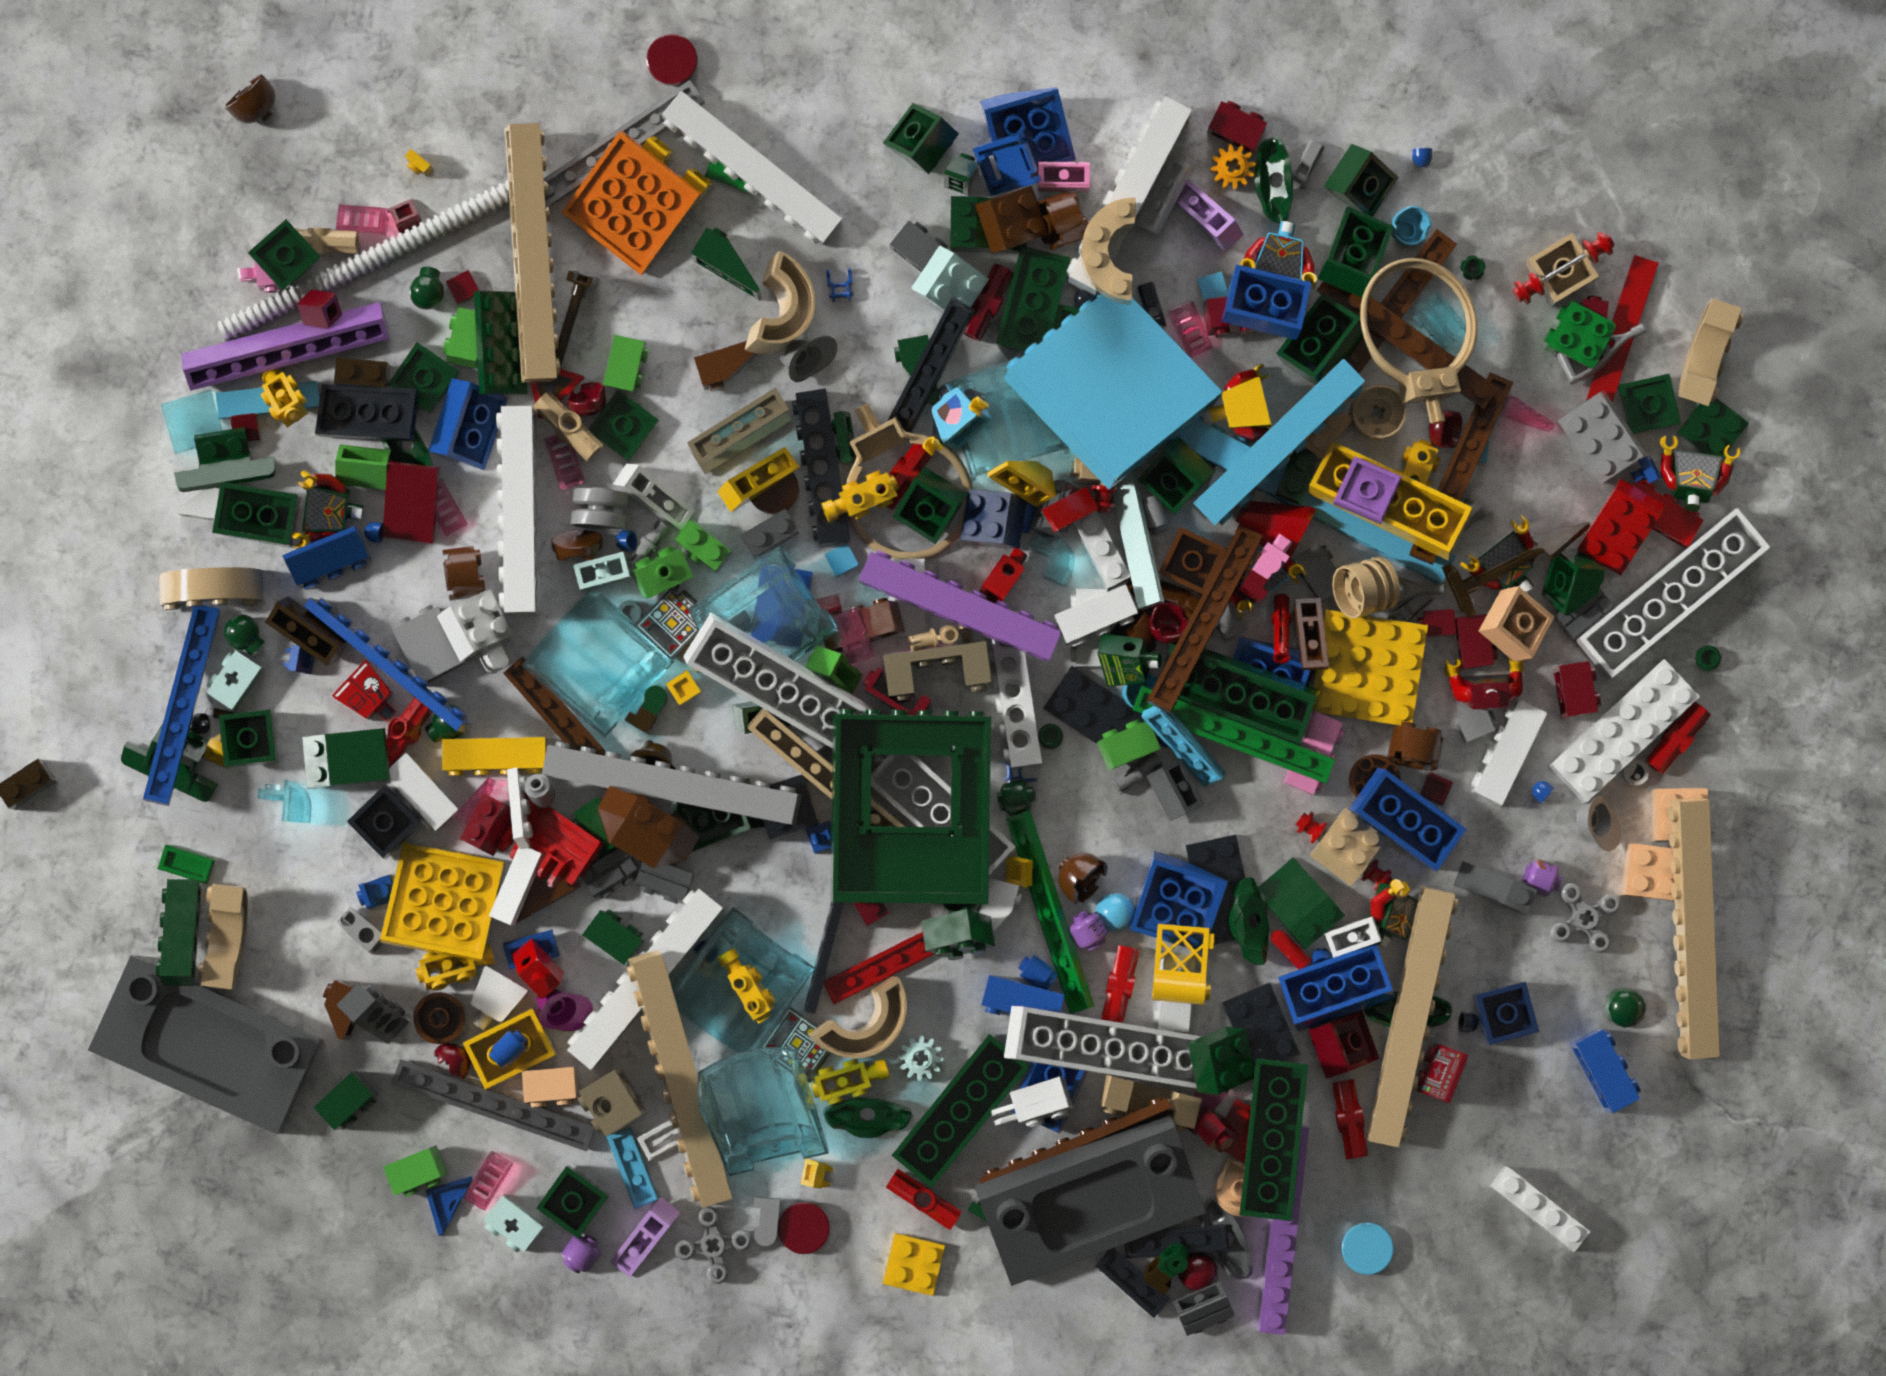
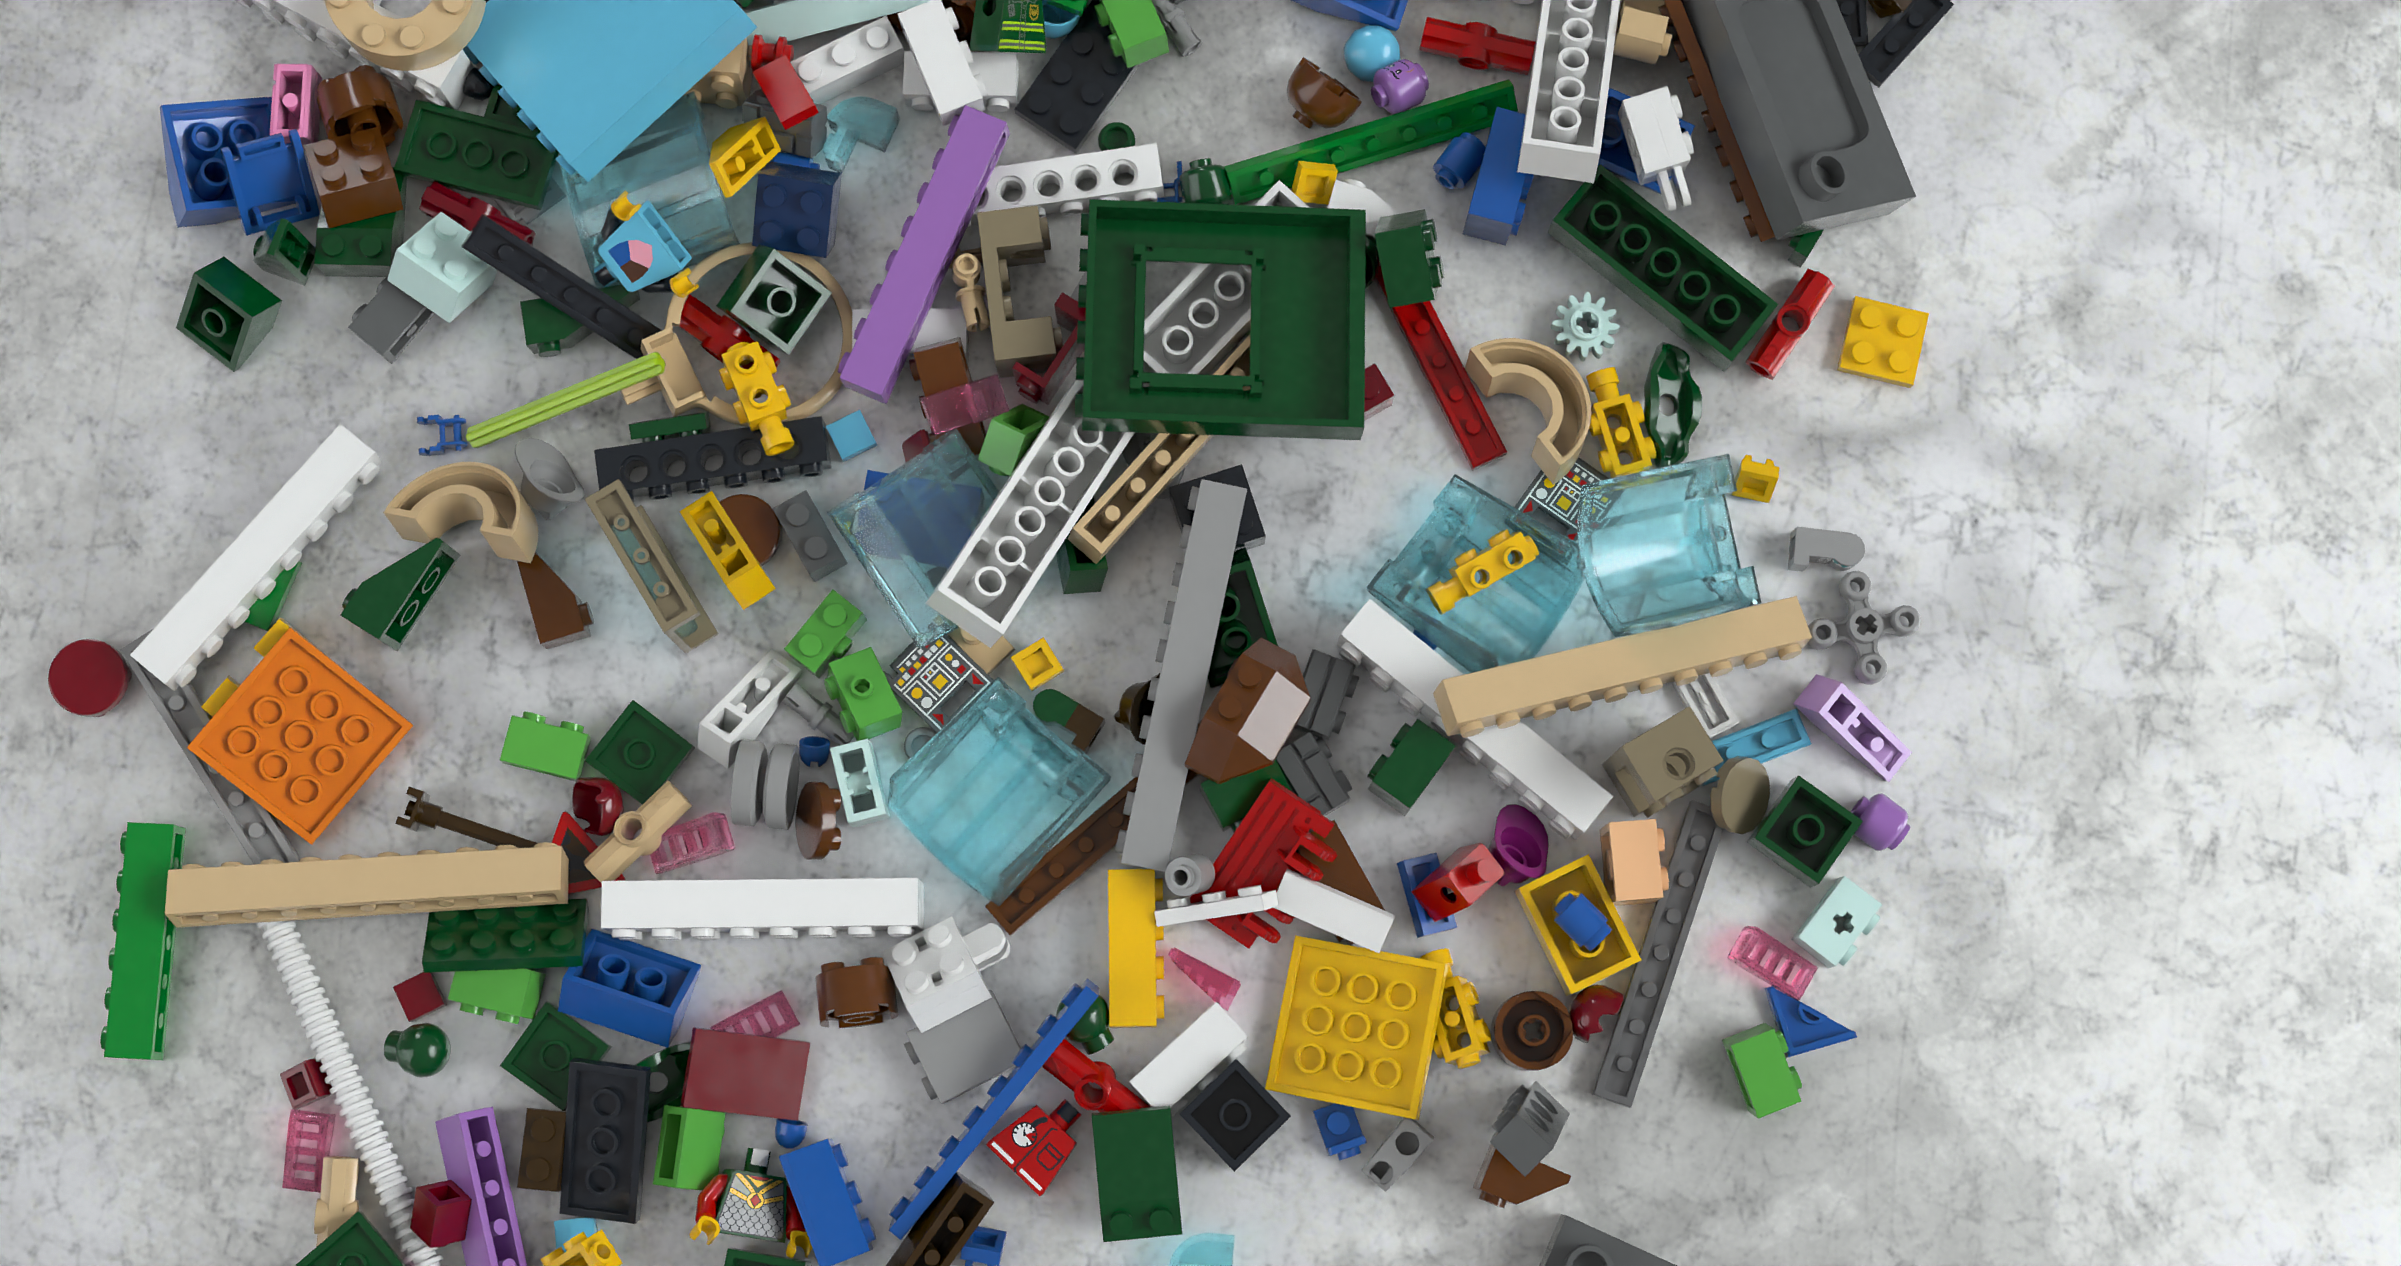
camera: 90 degrees left, 5 degrees down
(346, 1101) = (1660, 1173): dark green brick -> none
(417, 163) = (224, 1063): yellow plate -> none
(487, 824) = (1239, 956): dark red brick -> none
(496, 106) = (143, 943): none -> green brick
(496, 997) = (1499, 947): white torso -> none
(597, 1159) = (1740, 795): none -> dark tan tile
(803, 1228) = (1834, 496): dark red tile -> none
(820, 836) = (1261, 467): blue tile -> none
(823, 957) = (1425, 461): black tile -> none
(857, 368) = (566, 400): none -> lime axle
(998, 584) = (881, 196): red torso -> none

